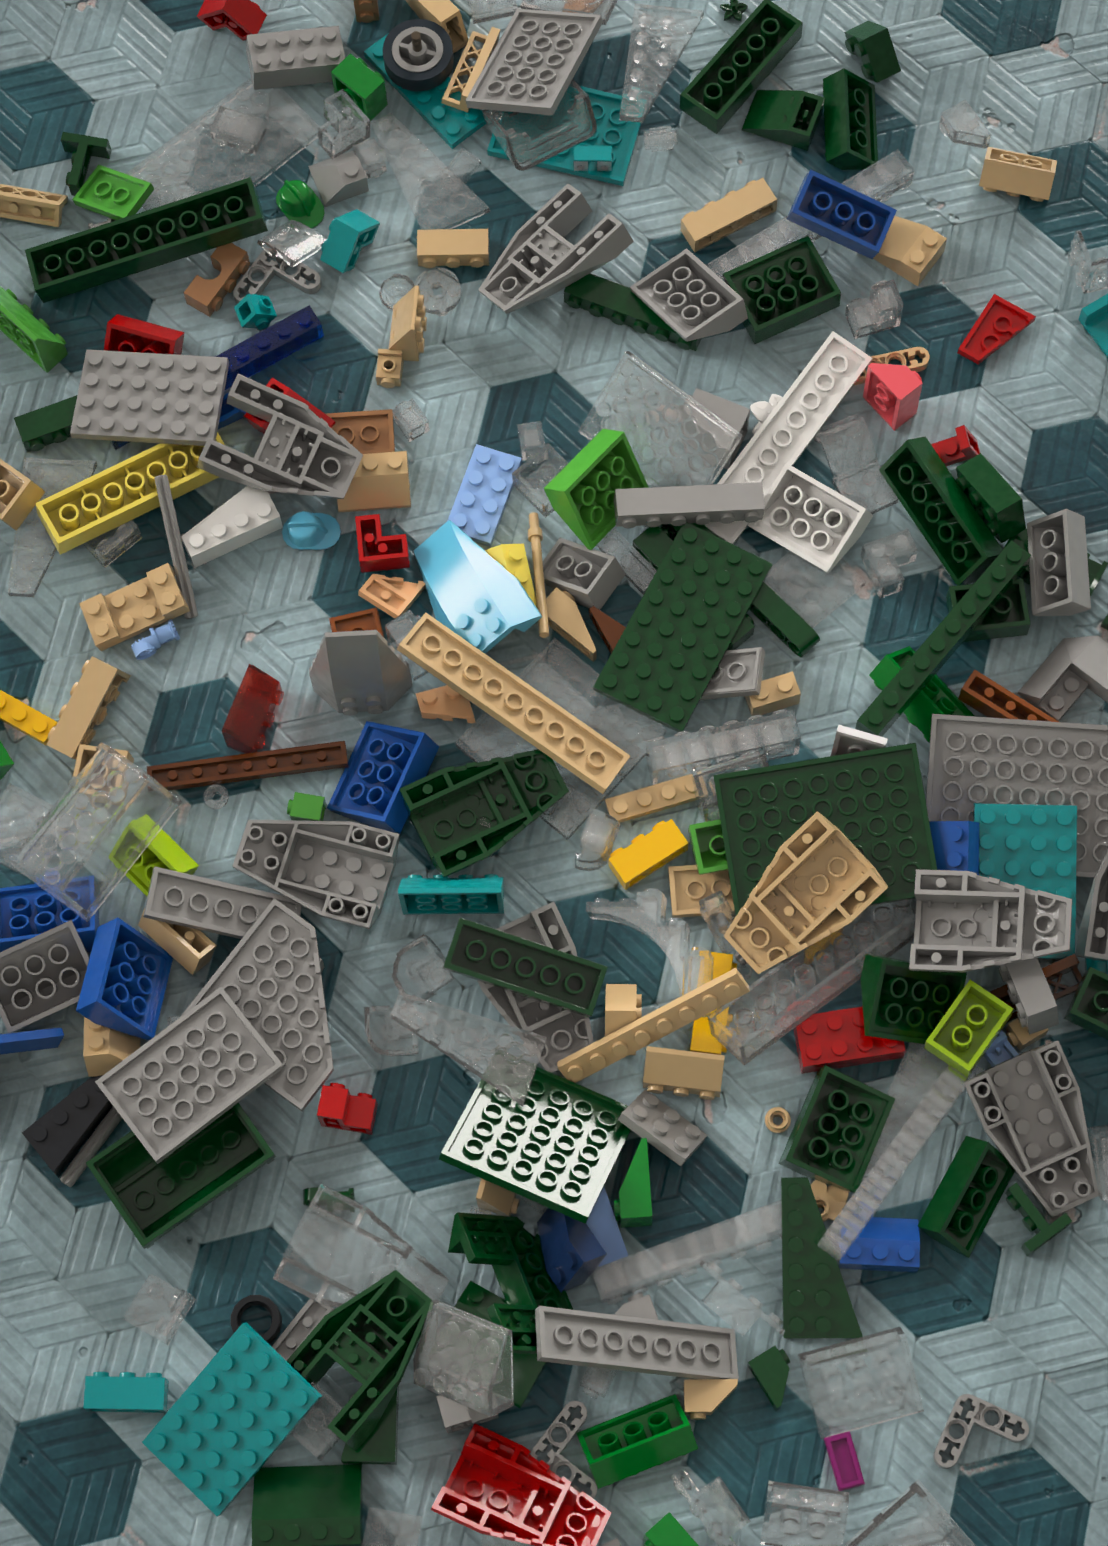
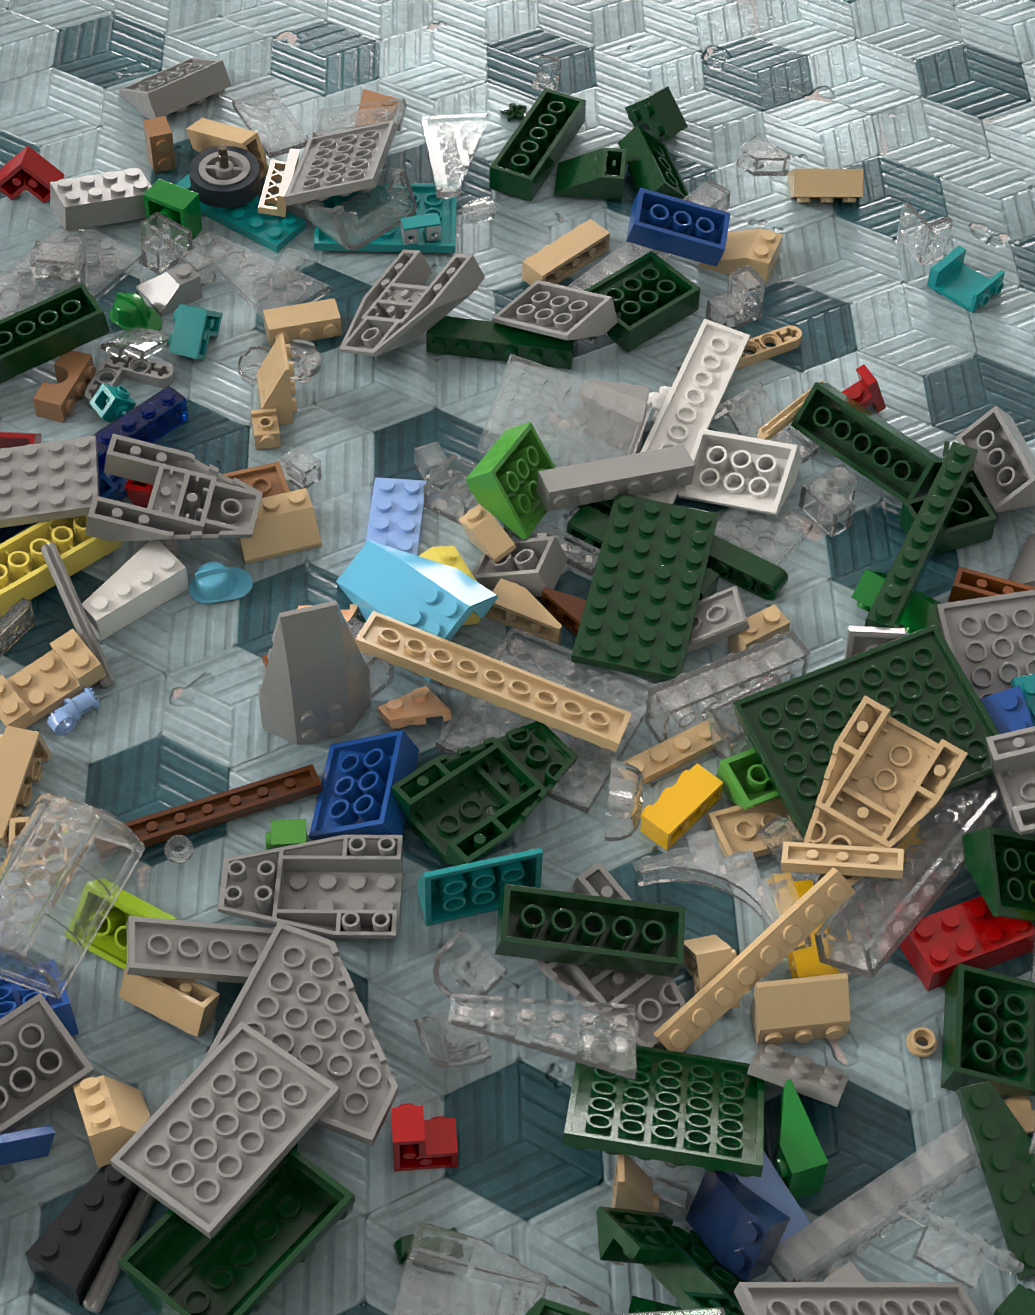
camera: 20 degrees left, 20 degrees down
(124, 980) = (118, 1049): blue slope -> none
(252, 711) = (200, 753): clear red slope -> none
(379, 551) = (301, 582): red brick -> none
(535, 537) = (463, 545): tan bar -> none
(558, 536) = (486, 533): none -> tan slope
(754, 953) = (844, 858): none -> tan plate
(881, 456) = (783, 418): none -> tan axle
(892, 392) = (781, 355): coral slope -> none
(992, 497) = (916, 416): dark green brick -> none
(994, 328) = (853, 301): red wing -> none

